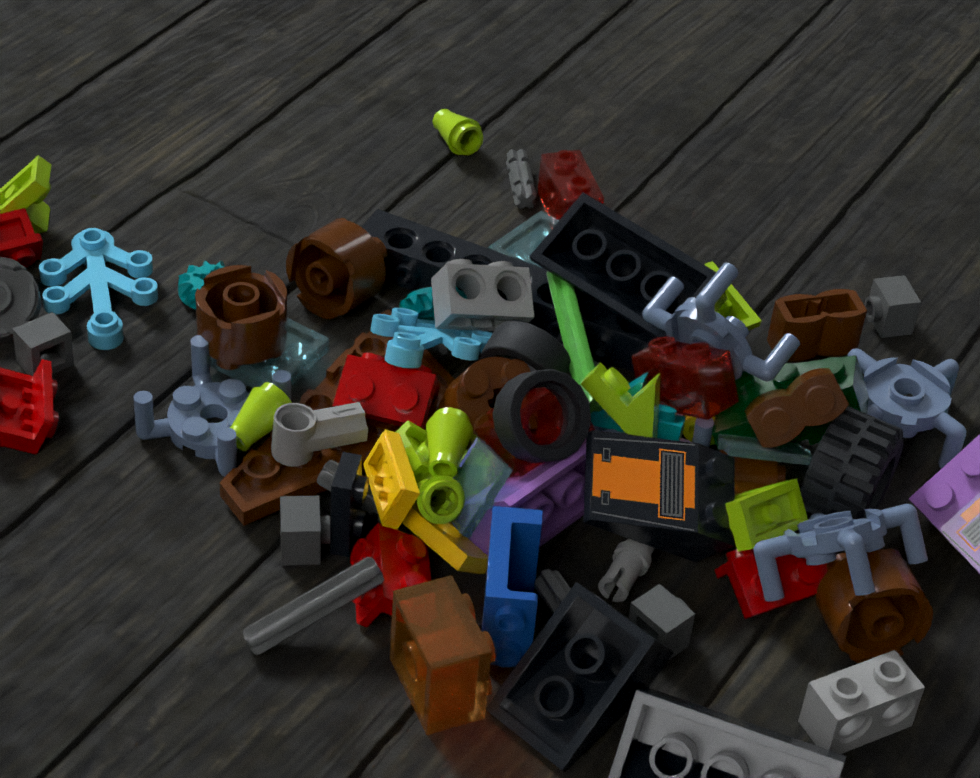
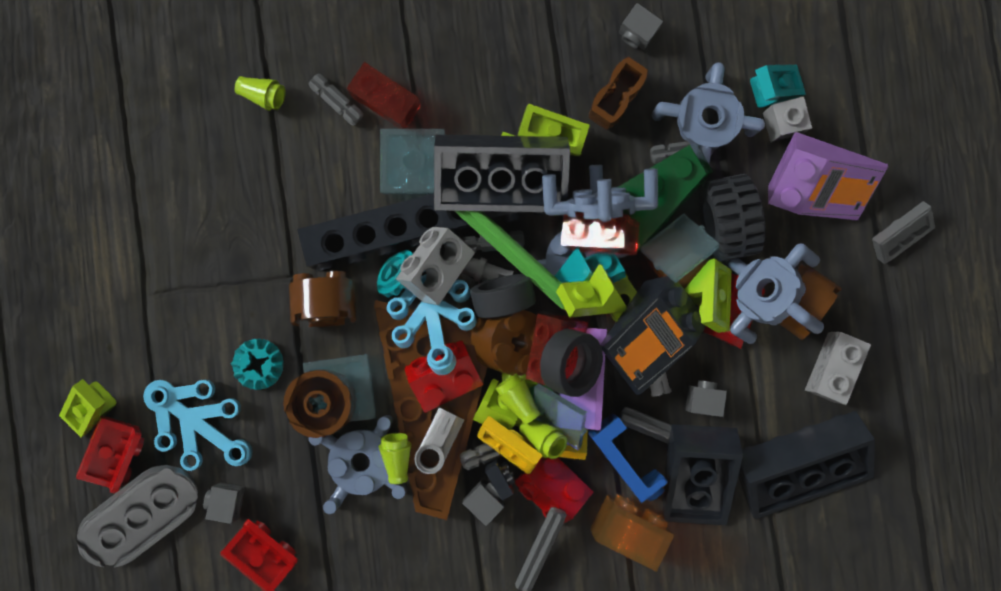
camera: 40 degrees left, 45 degrees up
(784, 413) = (688, 218): reddish brown brick -> none

